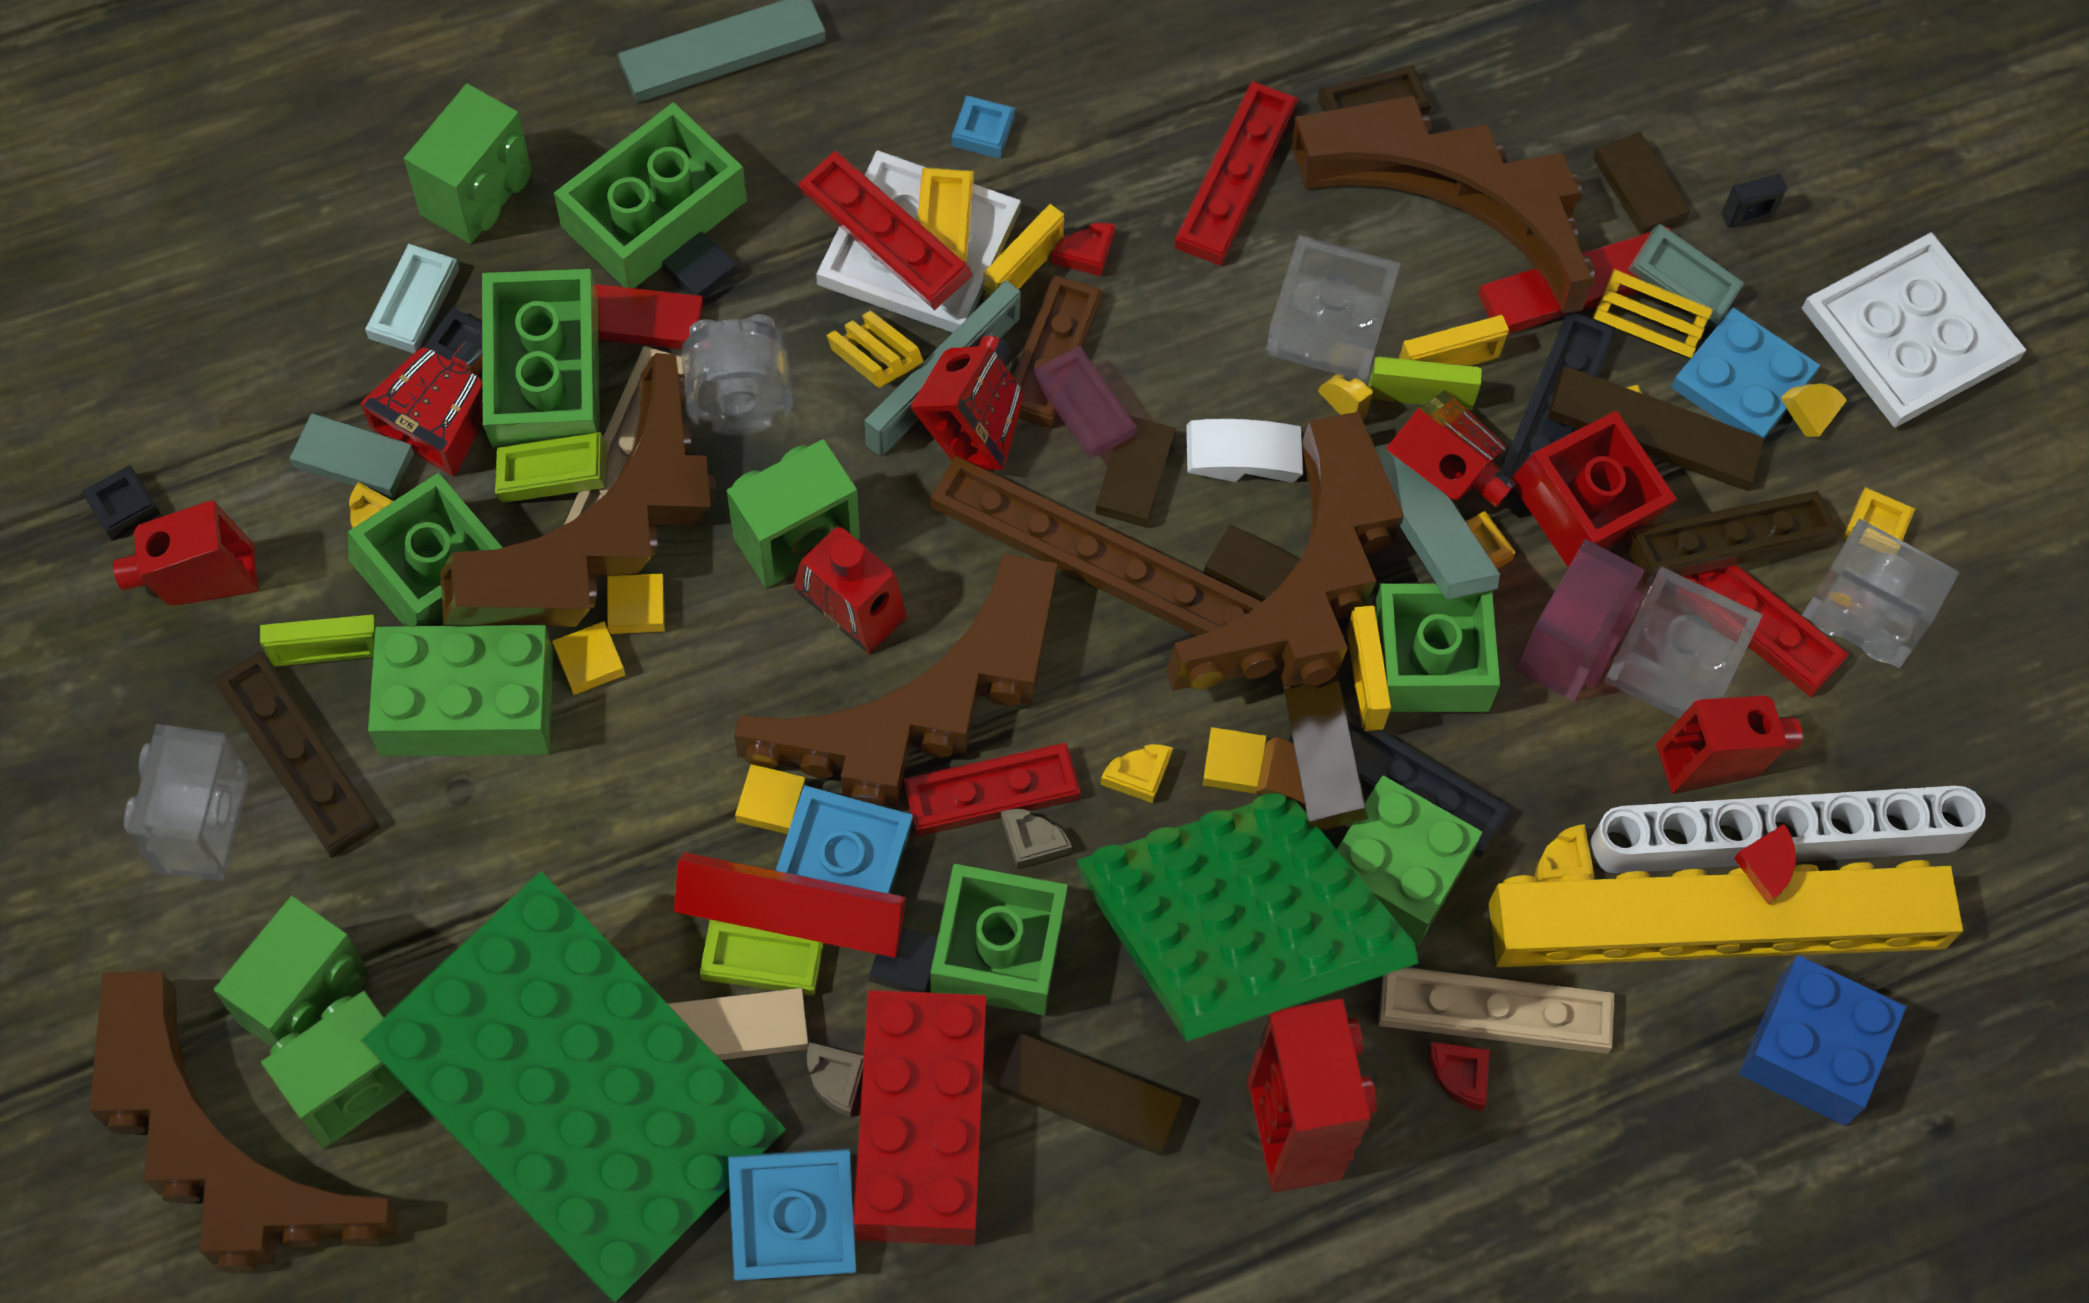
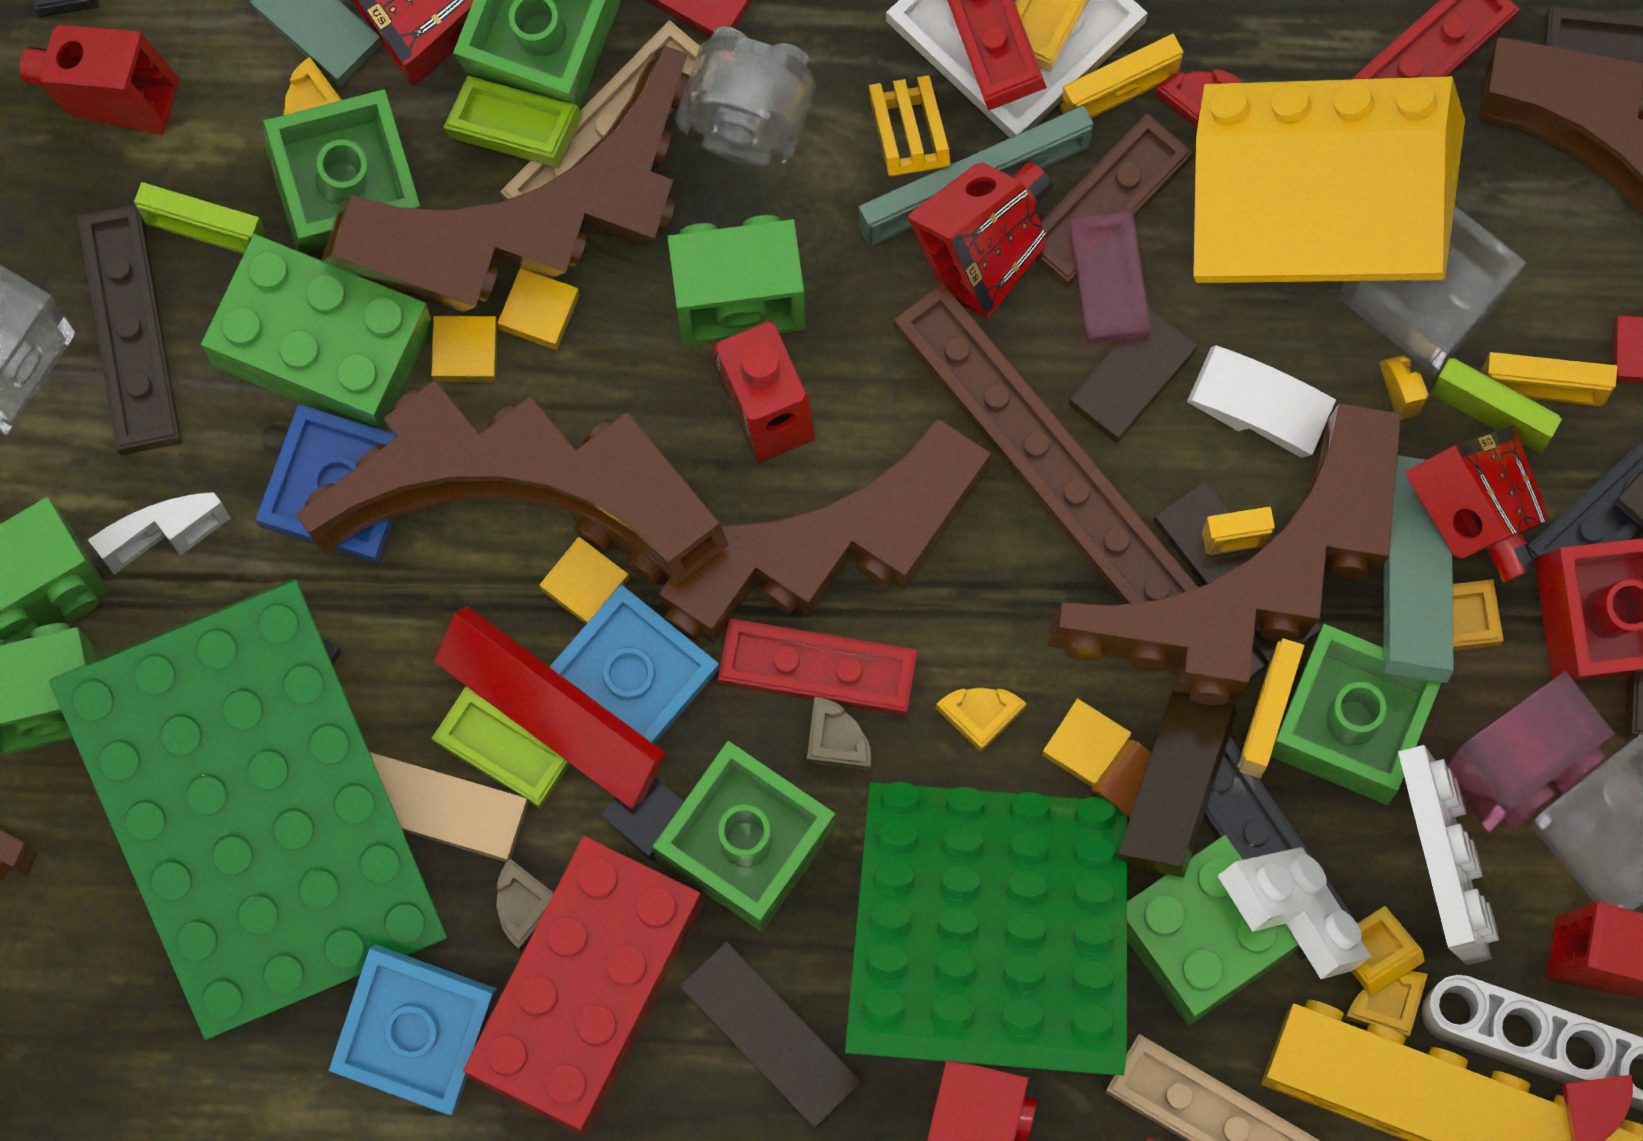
camera: 30 degrees right, 10 degrees up
(403, 887) = (179, 519): none -> white slope
(529, 803) = (317, 453): none -> blue plate
(683, 710) = (521, 457): none -> reddish brown arch
(1220, 261) = (1326, 180): none -> yellow slope
(1277, 546) = (1238, 531): none -> yellow tile
(1453, 798) = (1293, 891): none -> white plate
(1538, 822) = (1391, 951): none -> yellow tile
(1562, 715) = (1449, 855): none -> white plate

